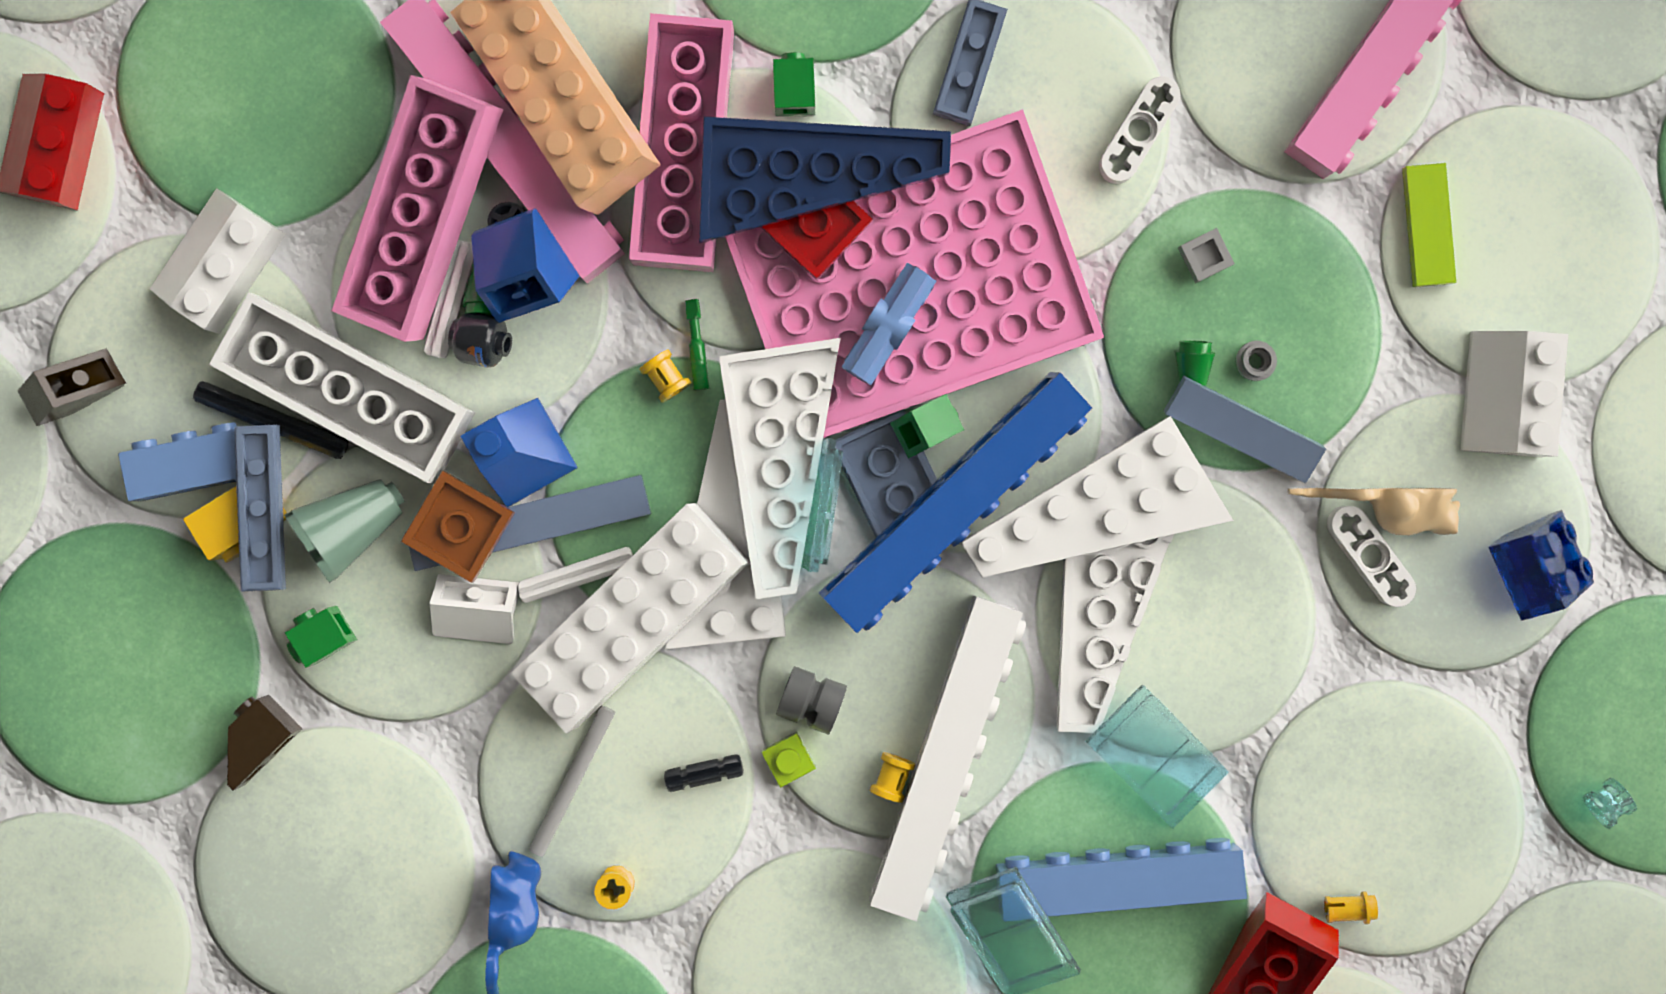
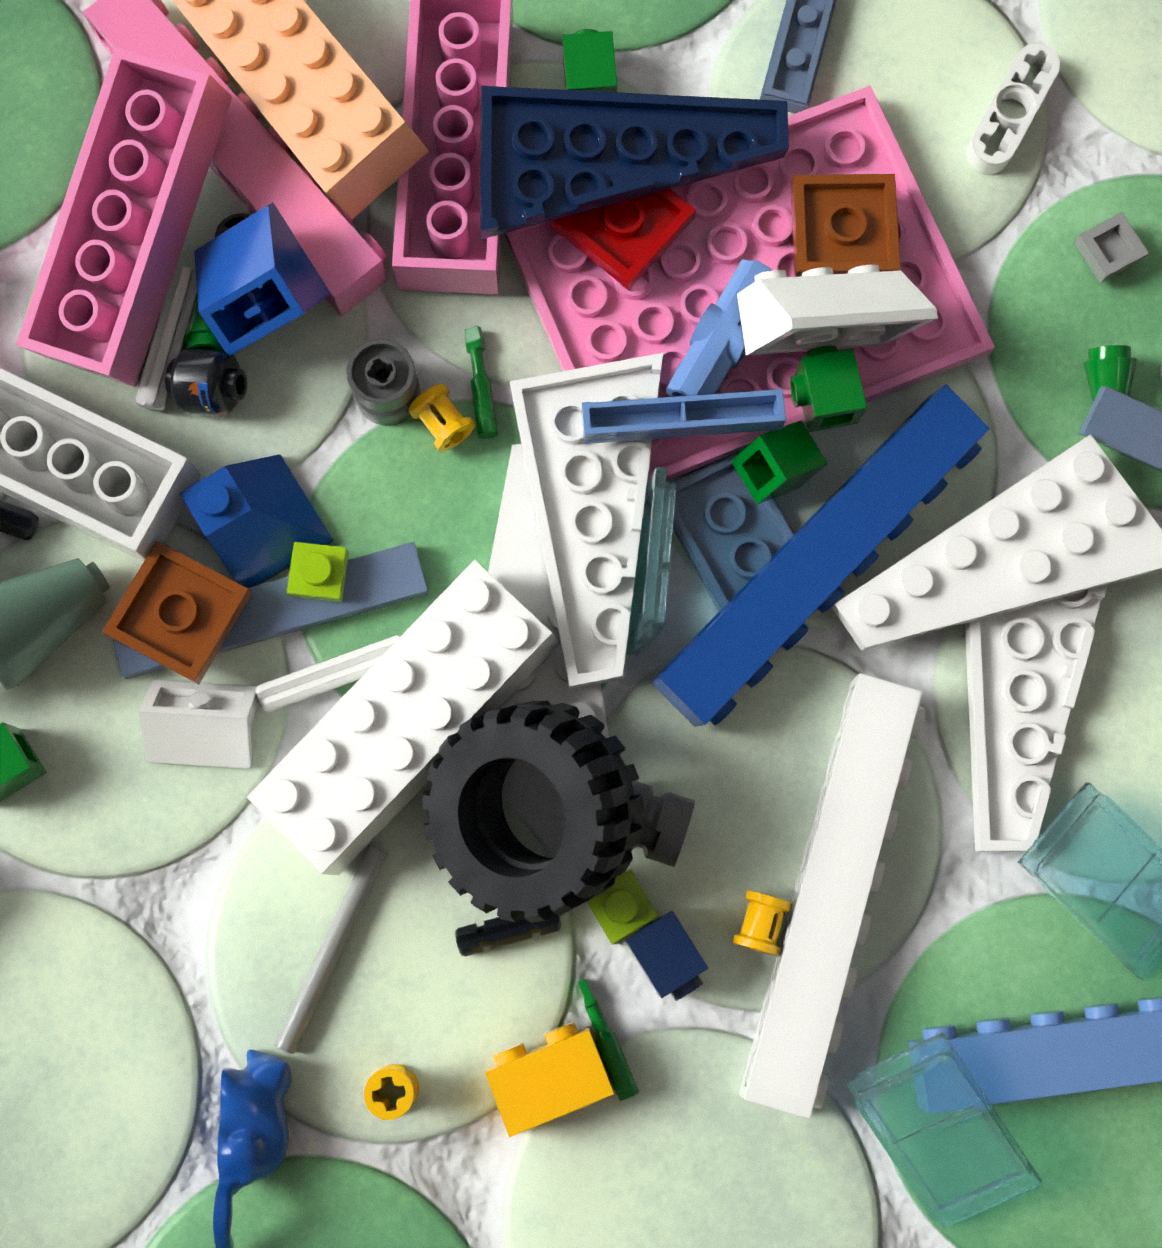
camera: 10 degrees left, 10 degrees down
(566, 498) = (317, 572): none -> lime plate
(620, 347) = (383, 381): none -> dark grey wheel
(687, 718) = (472, 827): none -> black tyre
(729, 883) = (548, 1079): none -> yellow brick
(775, 860) = (609, 1048): none -> green piece
(820, 800) = (668, 957): none -> dark blue brick
(852, 395) = (683, 416): none -> medium blue piece
(968, 371) = (828, 388): none -> green brick
(971, 314) = (830, 309): none -> white slope
(991, 235) = (844, 222): none -> dark orange plate

